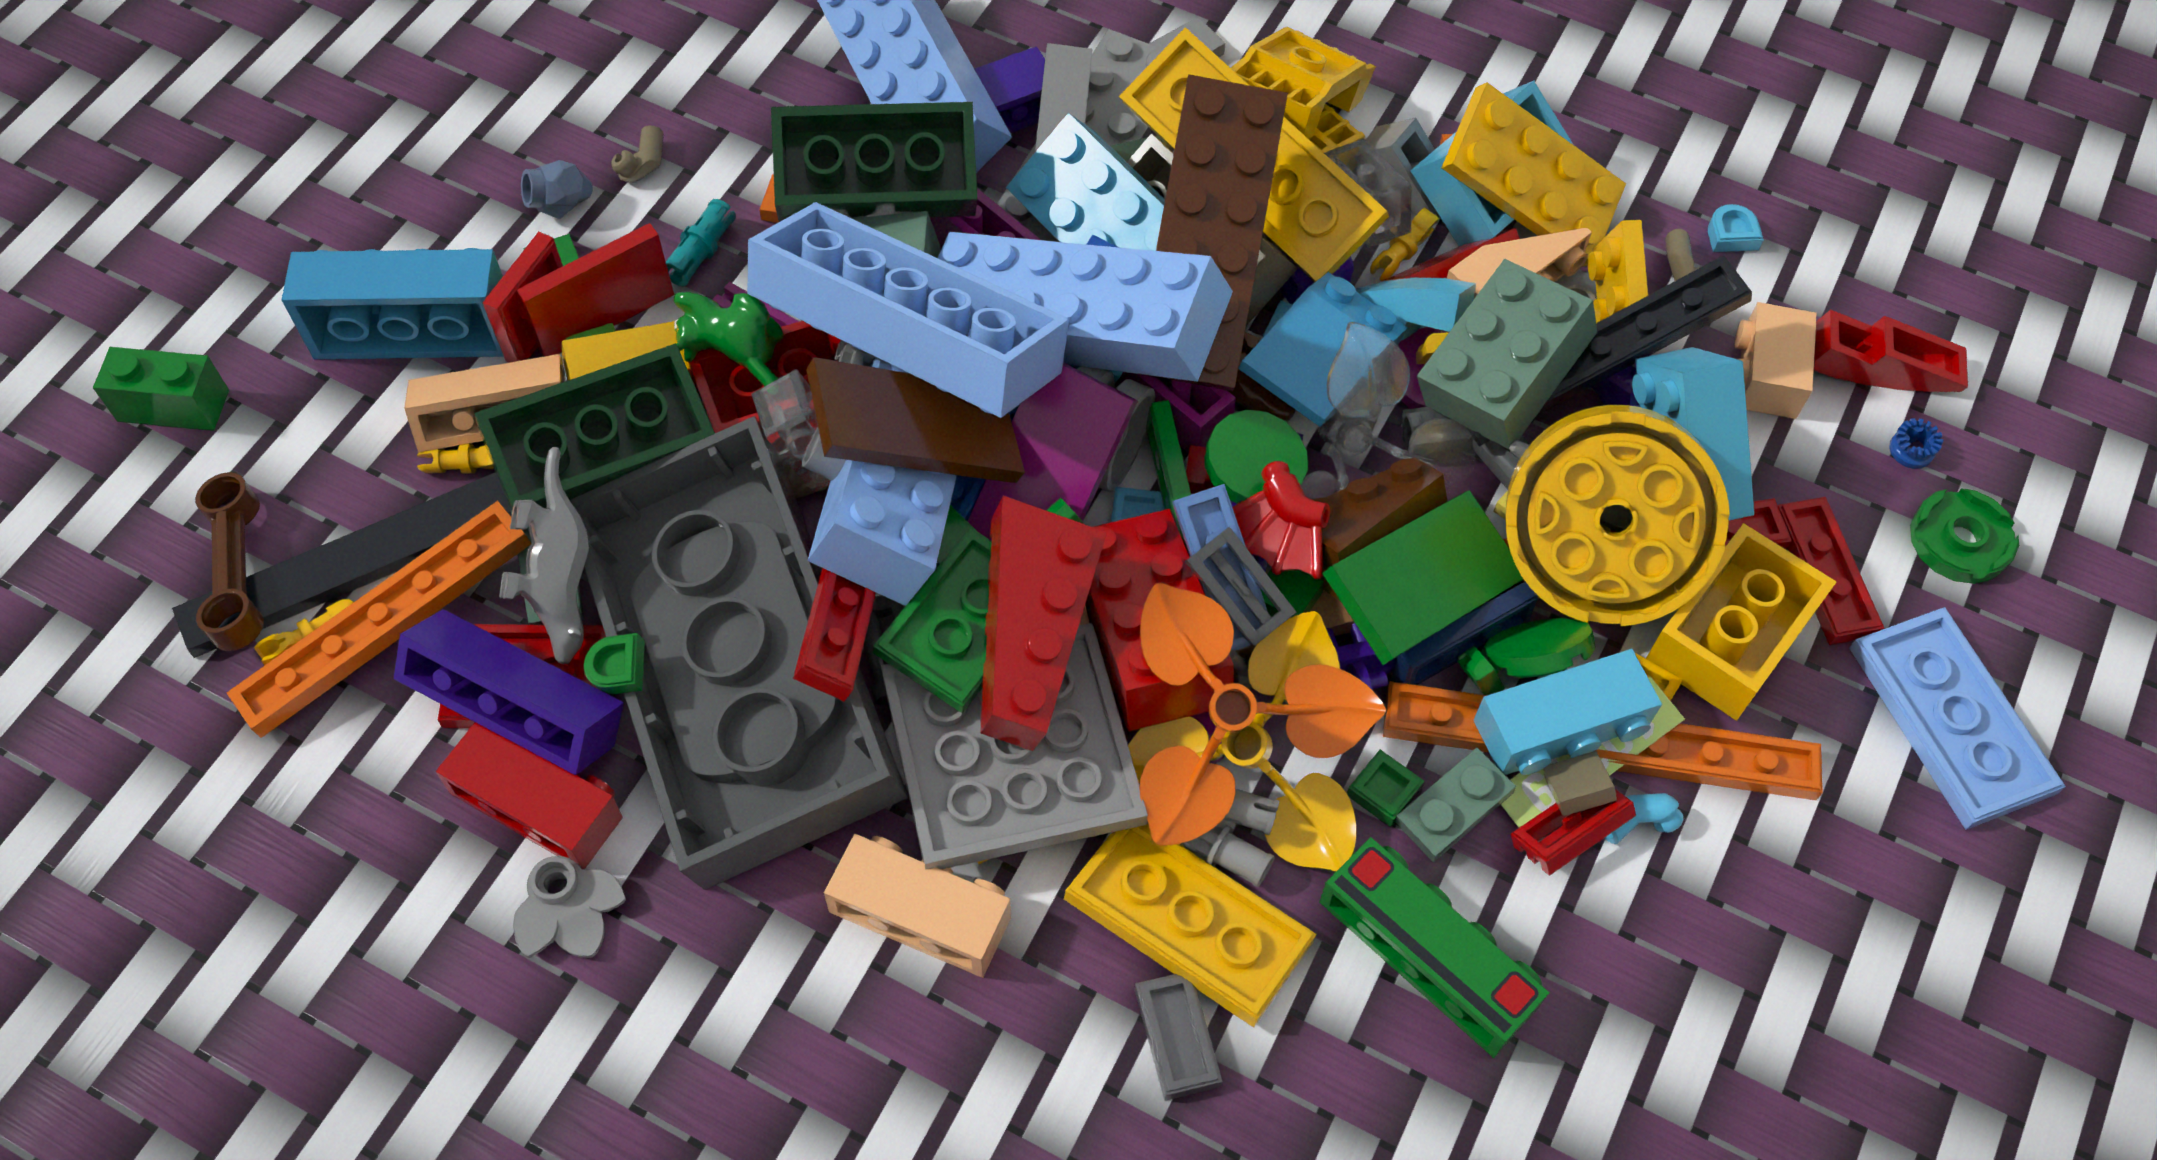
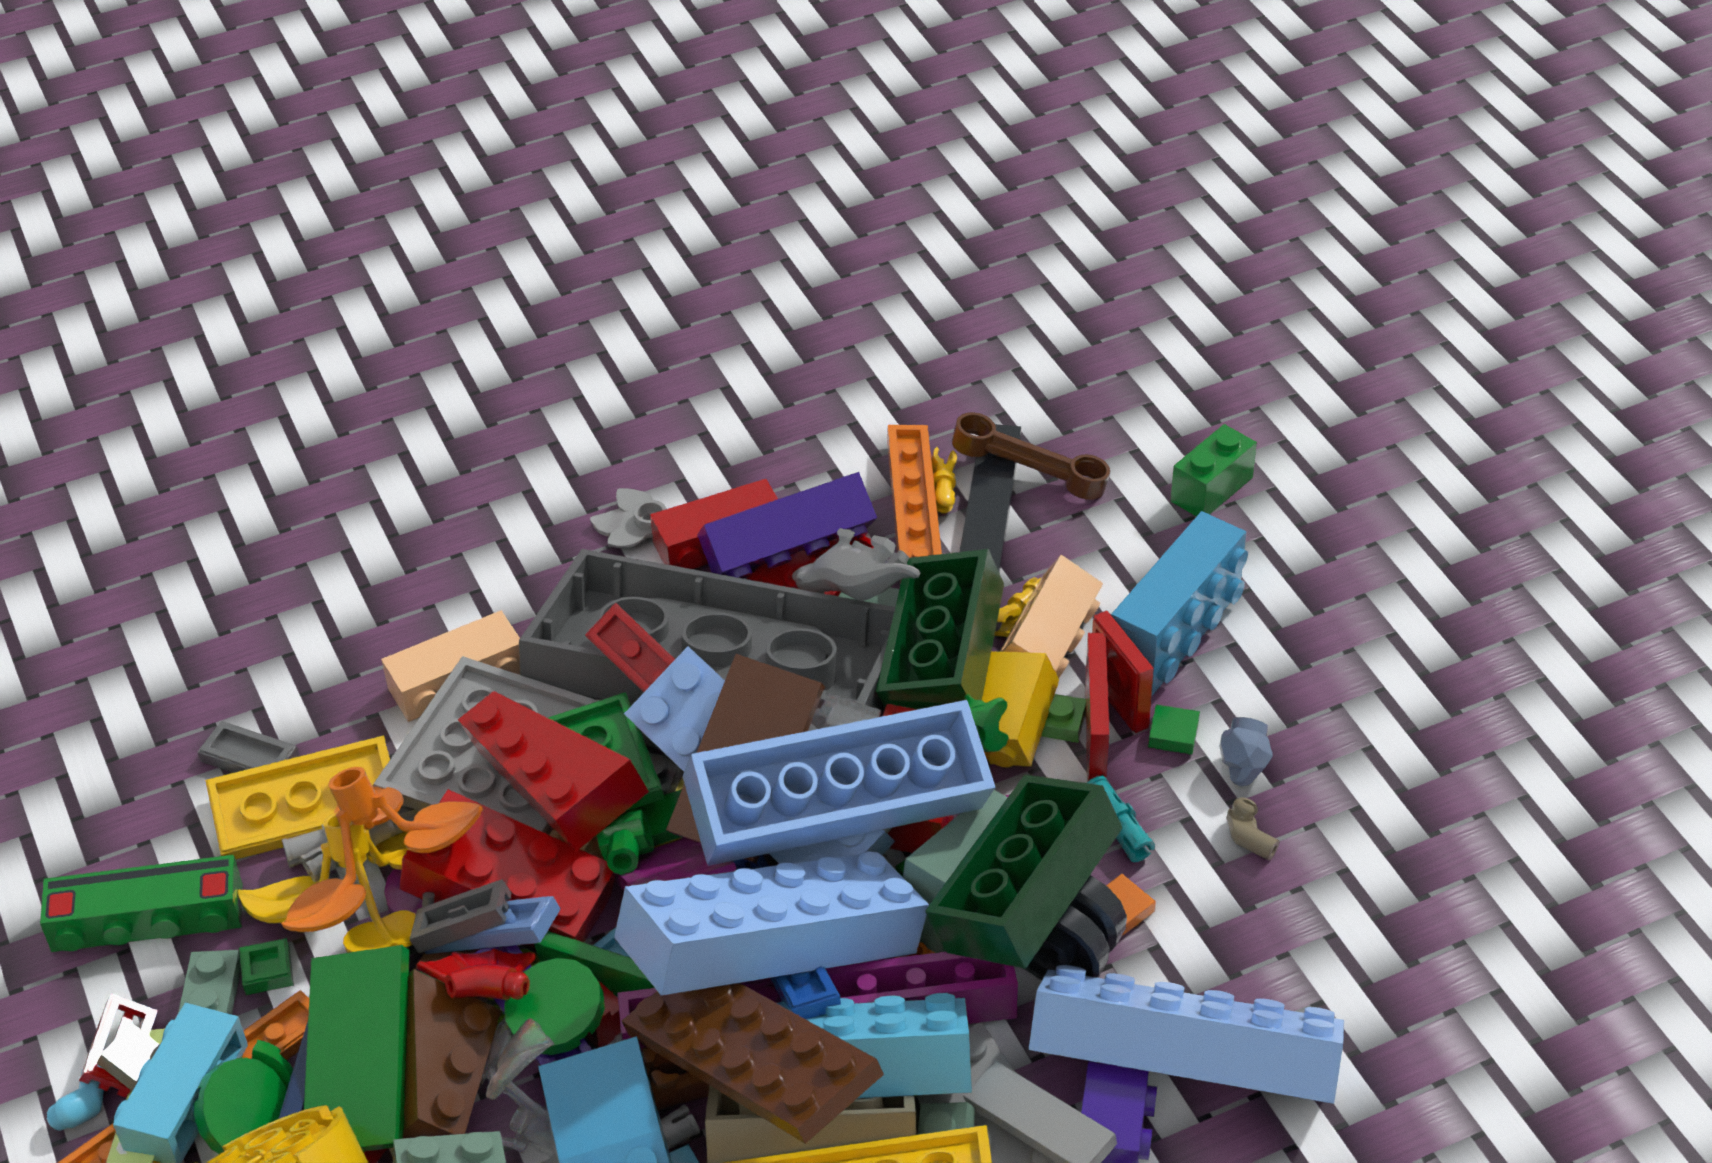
camera: 130 degrees right, 15 degrees down
(616, 664) = (748, 575): green tile -> none

